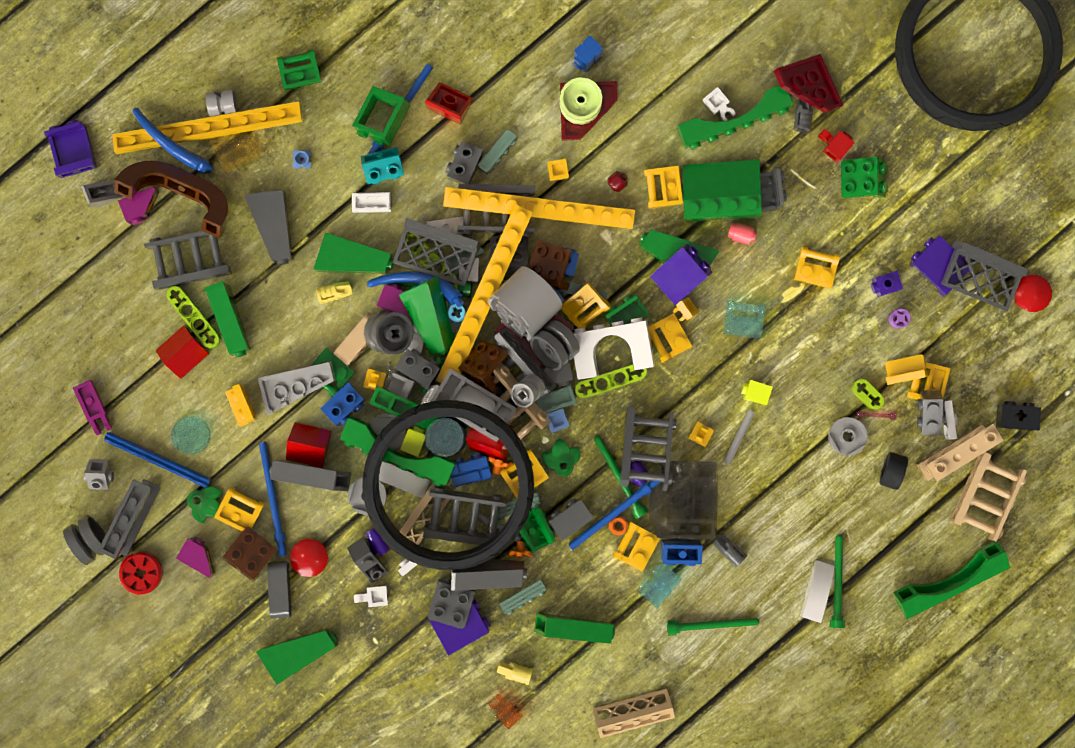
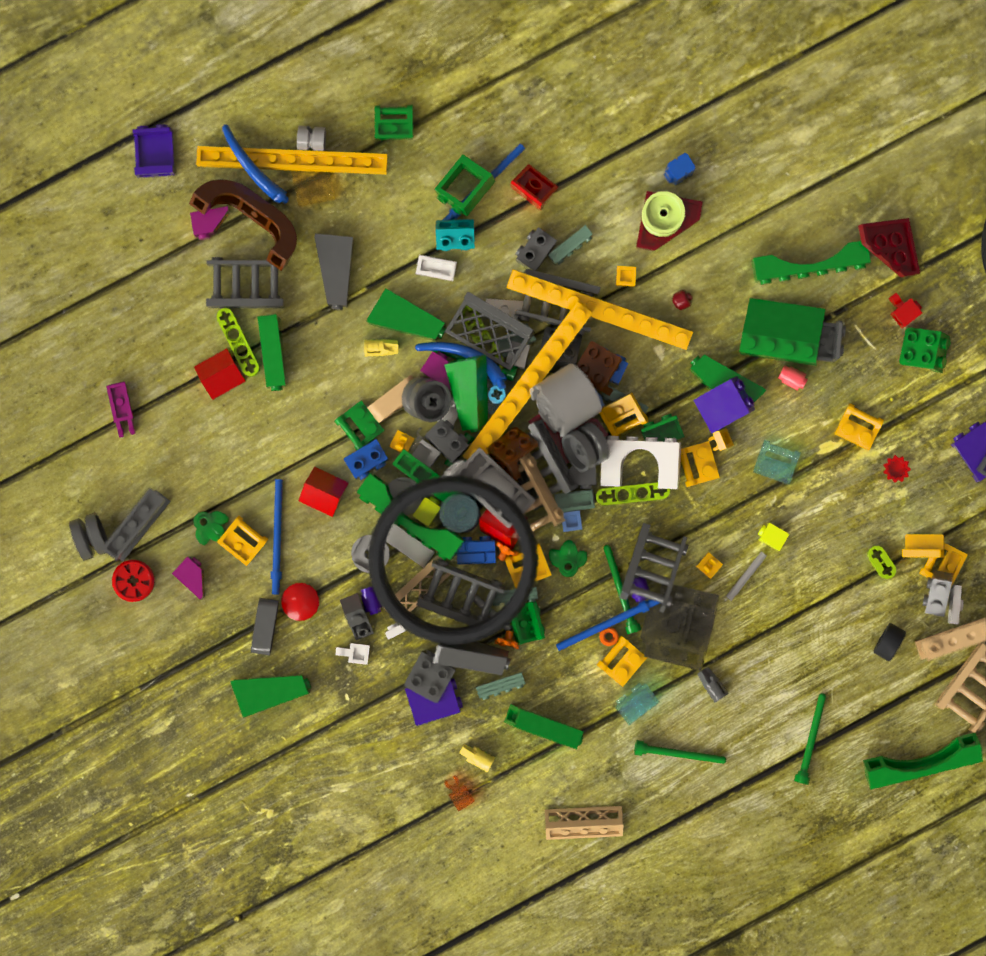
camera: 15 degrees right, 0 degrees up
(98, 474) = (113, 475): light grey brick -> none
(100, 193) = (175, 201): light grey slope -> none
(157, 459) = (172, 473): blue axle -> none
(190, 435) = (210, 457): clear light blue tile -> none
(241, 405) = (266, 438): yellow bracket -> none
(249, 554) = (243, 585): reddish brown bracket -> none
(292, 385) = (318, 430): light grey wing -> none
(297, 155) = (372, 211): medium blue plate -> none
(310, 476) = (318, 522): dark grey slope -> none
(527, 391) = (549, 485): light grey wheel -> none
(570, 519) = (563, 620): dark grey brick -> none
(669, 185) = (732, 315): yellow plate -> none
(681, 551) = (664, 675): blue brick -> none
(717, 102) = (797, 243): white plate -> none
(803, 117) = (878, 276): dark grey hinge -> none
(817, 591) = (789, 743): white slope -> none
(836, 435) = (857, 589): light grey plate -> none
(863, 300) = (896, 469): none -> red piece
(886, 284) = (923, 458): dark purple brick -> none
(892, 416) = (900, 588): clear pink hinge -> none
(903, 318) = (932, 493): medium lavender wheel -> none

